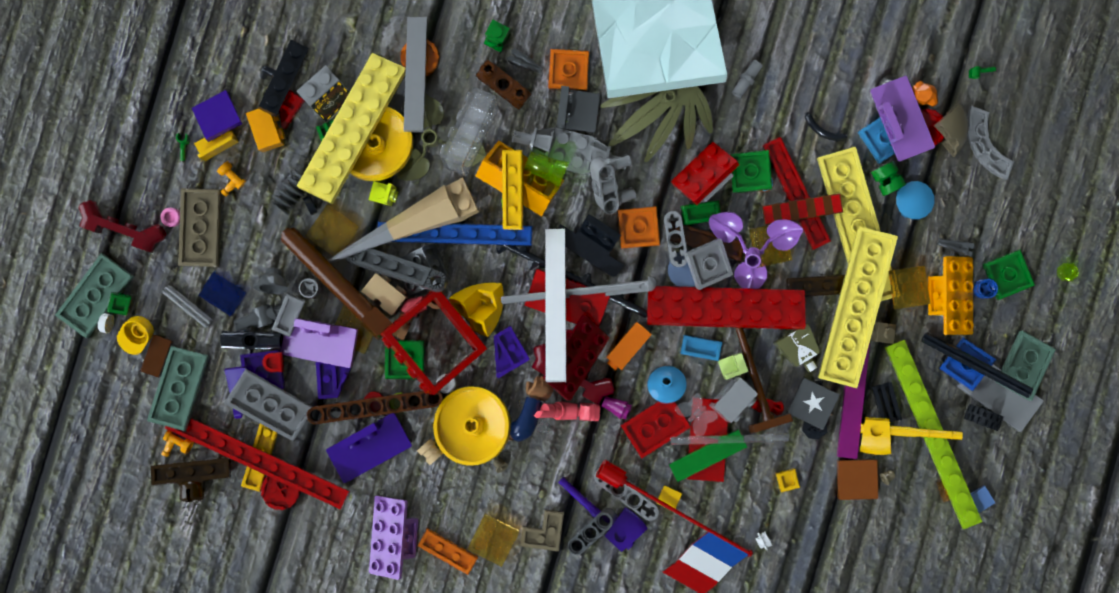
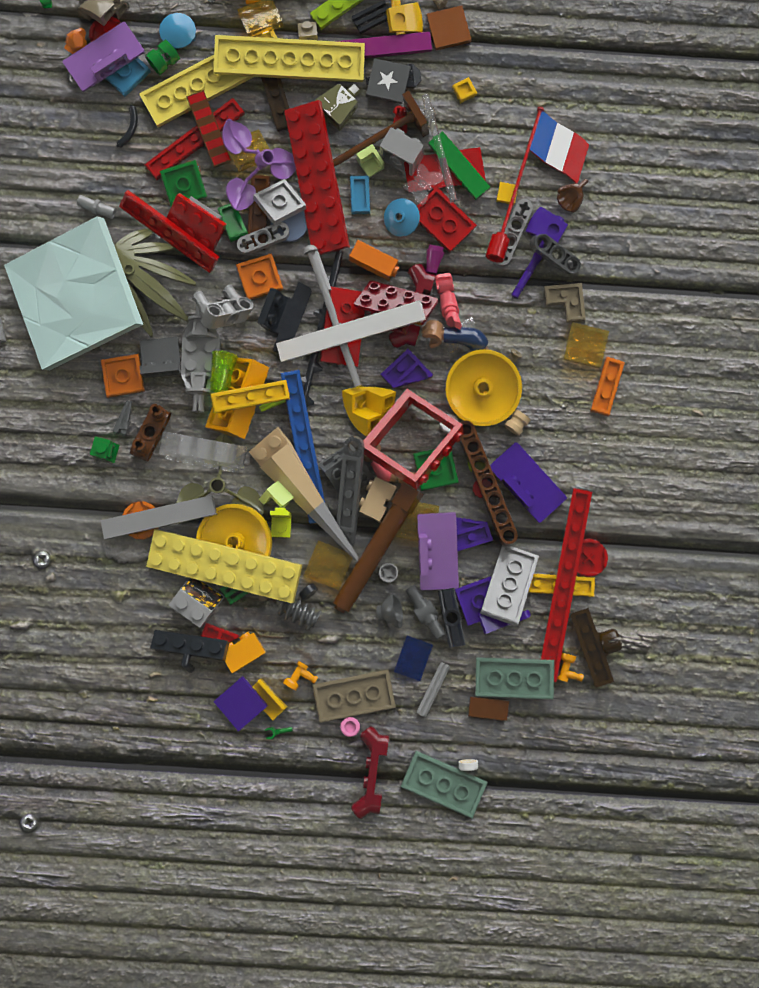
camera: 105 degrees left, 5 degrees down
(119, 303) = (446, 757): green tile -> none
(135, 334) = (473, 733): yellow cap -> none
(273, 362) = (467, 590): red tile -> none
(287, 314) = (418, 586): light grey tile -> none
(392, 537) = (607, 441): medium lavender bracket -> none
(411, 196) = (278, 494): none -> yellowish green panel
(650, 562) = (571, 196): none -> reddish brown piece
(704, 146) = (169, 231): none -> red tile
(763, 540) = (526, 98): white plate -> none

